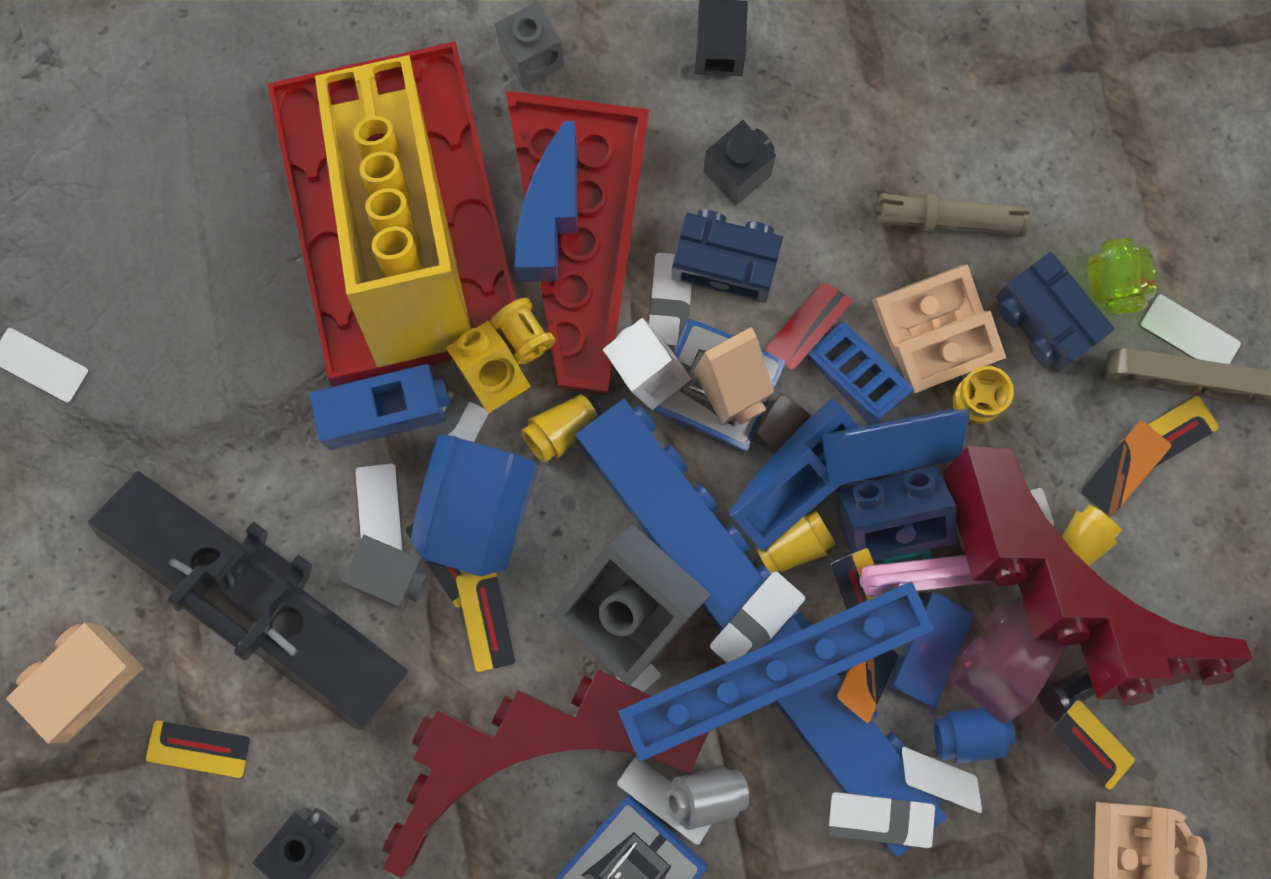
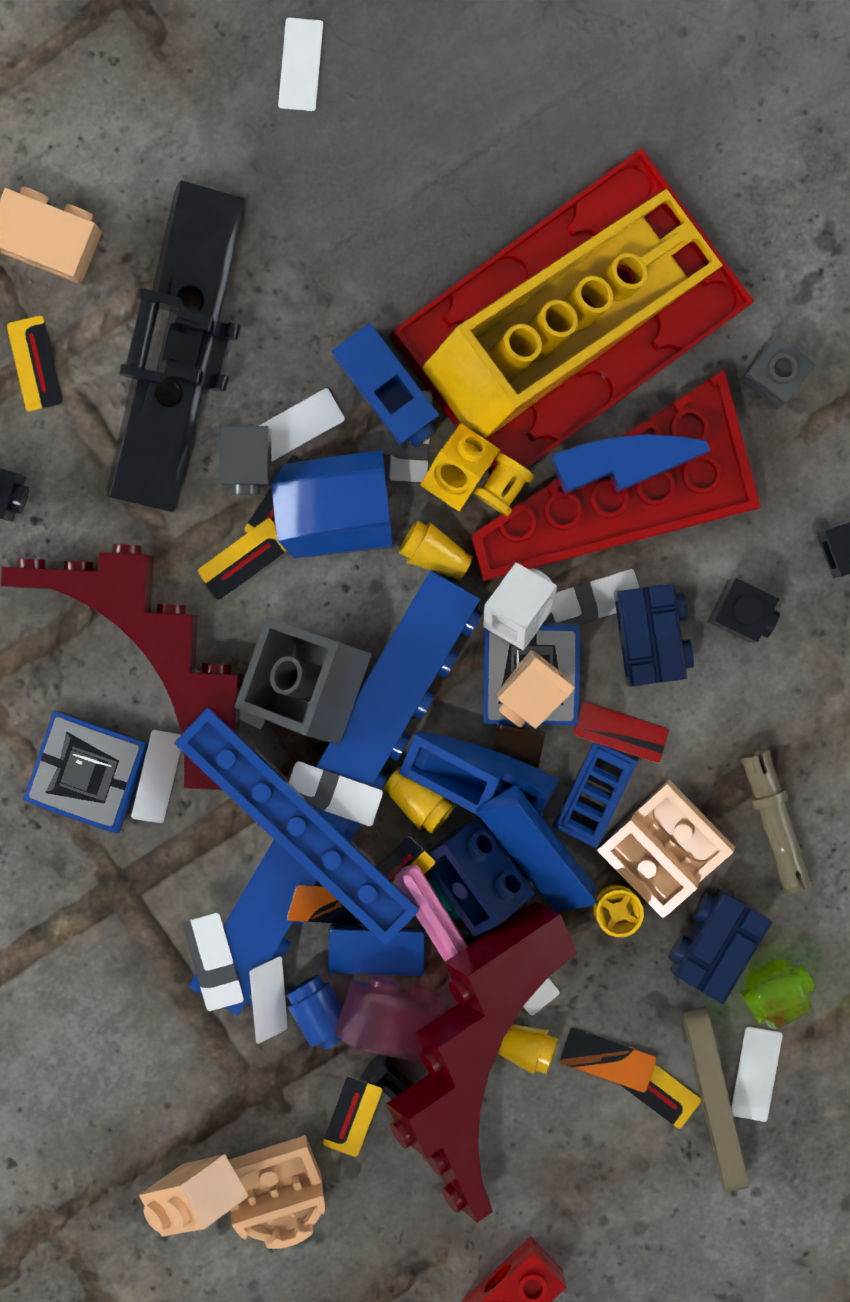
camera: 70 degrees right, 10 degrees up
(707, 797) = (173, 810): light grey brick -> none

